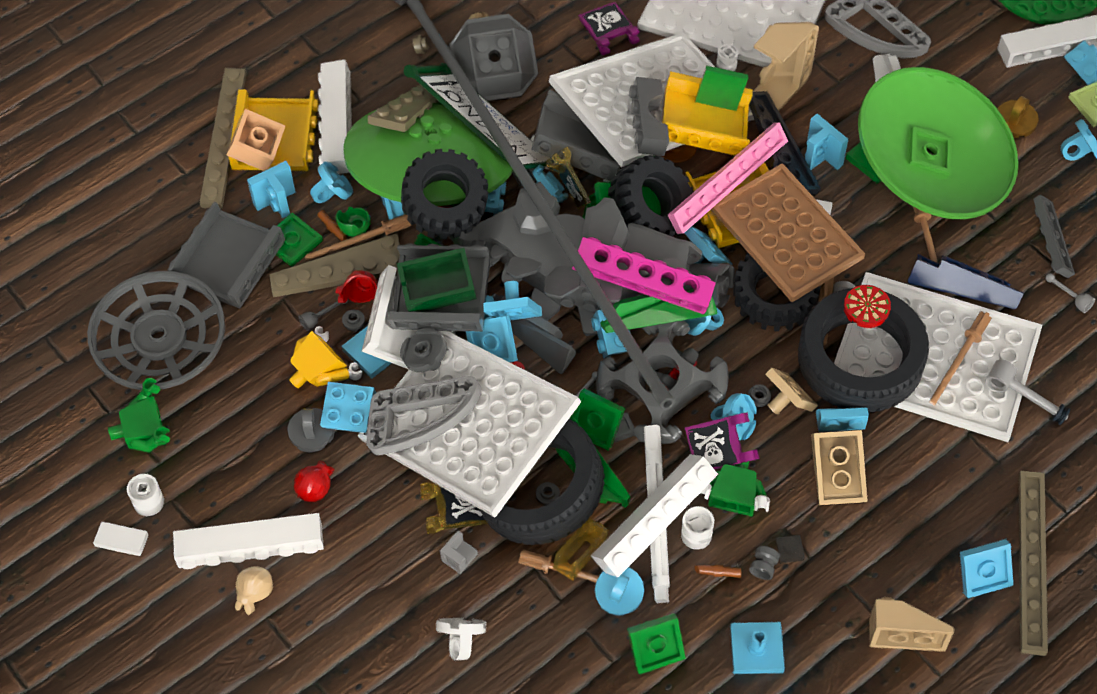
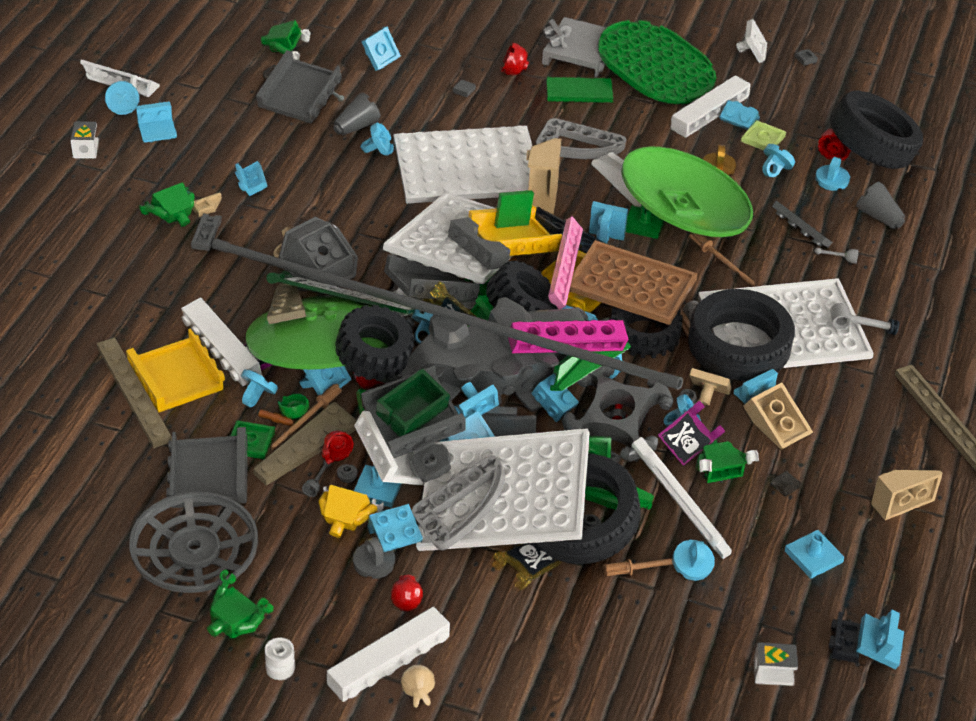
camera: 35 degrees left, 15 degrees down
(120, 538) = (279, 702): white tile -> none
(255, 140) = (174, 376): light nougat brick -> none
(272, 188) = (213, 407): medium azure bracket -> none
(420, 44) = (248, 270): dark tan plate -> none
(458, 553) = (557, 591): light grey panel -> none
(460, 634) = (604, 636): white tile -> none
(590, 531) = (647, 533): clear yellow window -> none
(608, 23) = (385, 208): flag -> none
(654, 515) = (688, 492): white brick -> none
(656, 643) = (749, 577): green tile -> none
(697, 527) = (716, 495): white wheel -> none
(718, 570) = (749, 518): dark orange piece -> none
(727, 57) = (491, 195): white wheel -> none
(764, 563) = (778, 499): dark grey wheel -> none
(867, 306) = (729, 300): red tile -> none
(964, 281) = (765, 273): wedge -> none
(973, 335) = (802, 300): medium nougat piece -> none
(986, 568) = (924, 434): medium azure tile -> none

